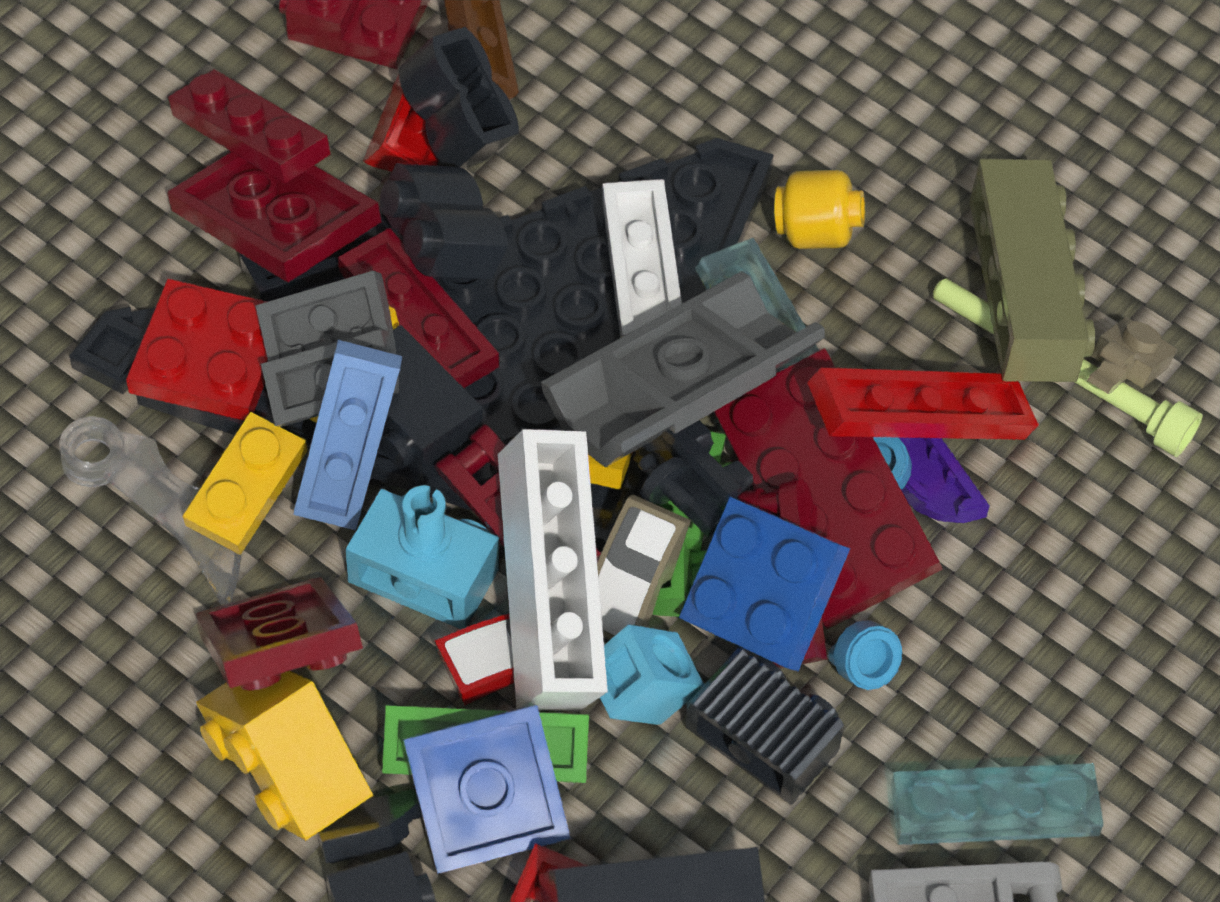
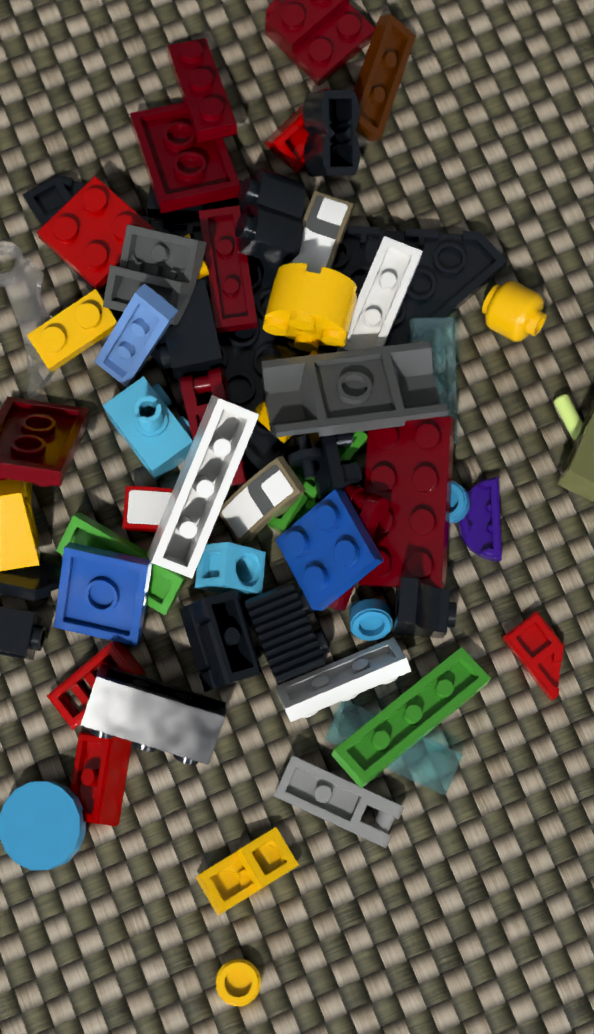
camera: 30 degrees right, 20 degrees up
(521, 206) = (323, 231): none -> slope
(563, 296) = (311, 306): none -> yellow brick
(685, 770) = (220, 640): none -> black brick
(878, 746) = (342, 679): none -> white plate
(921, 404) = (489, 481): red plate -> none
(926, 605) = (422, 609): none -> black arch
(999, 740) = (410, 717): none -> bright green plate
(1108, 598) = (538, 652): none -> red tile

